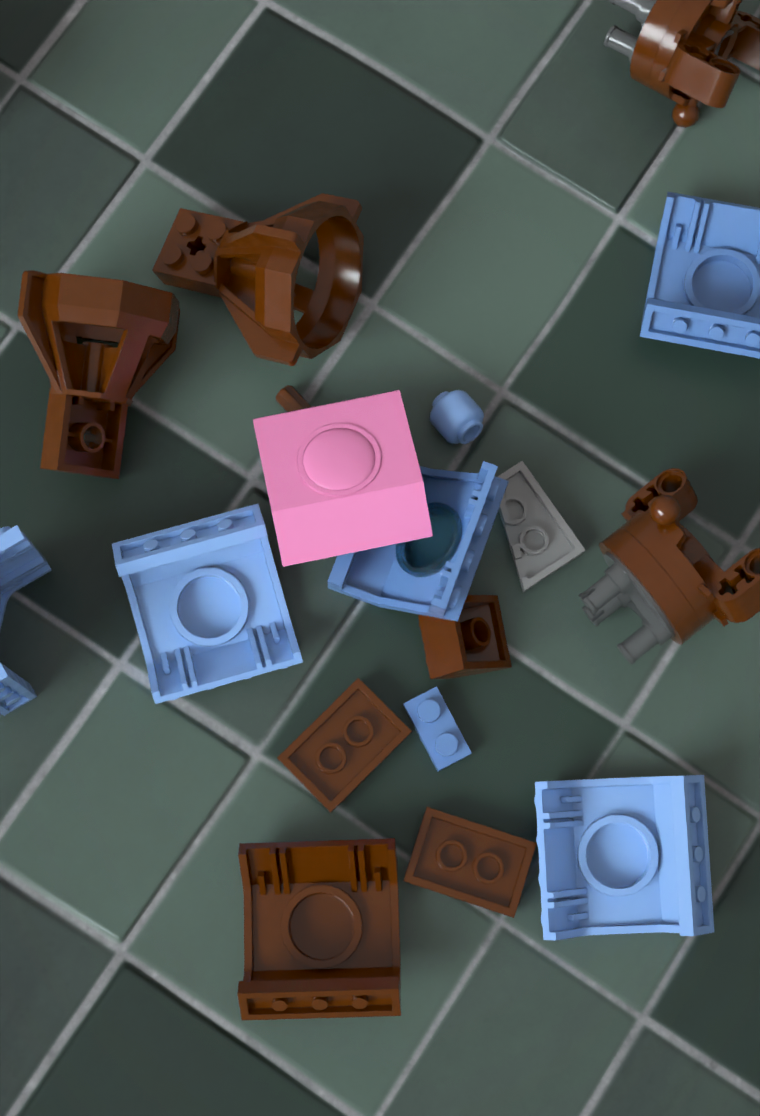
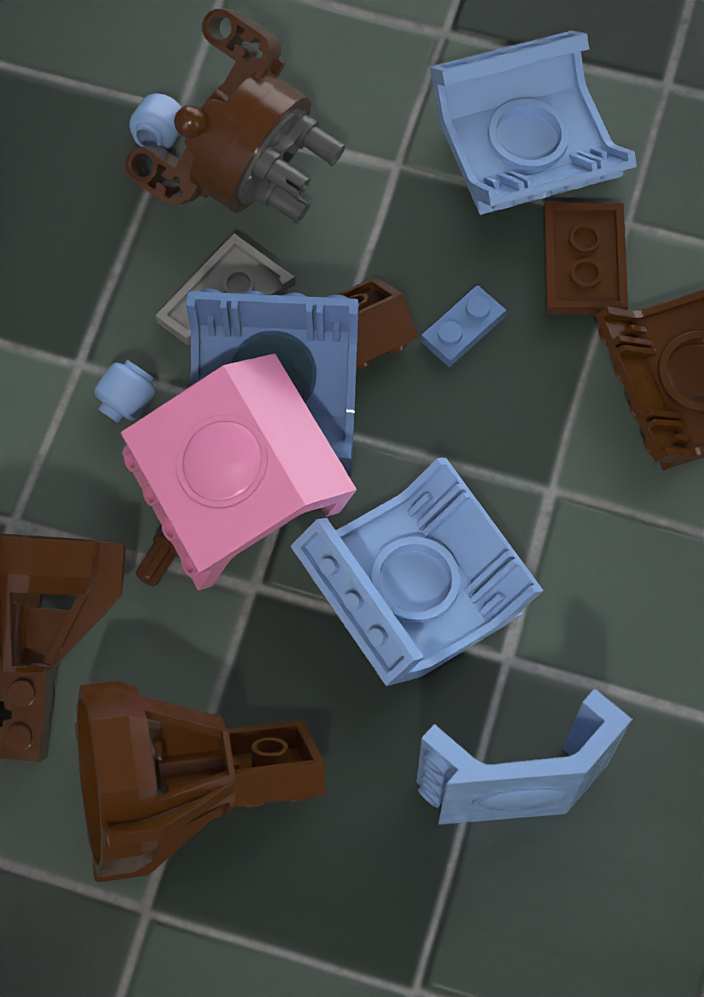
camera: 100 degrees left, 10 degrees down
(344, 745) = (513, 403): reddish brown plate -> none
(723, 515) = (154, 121): none -> light blue head

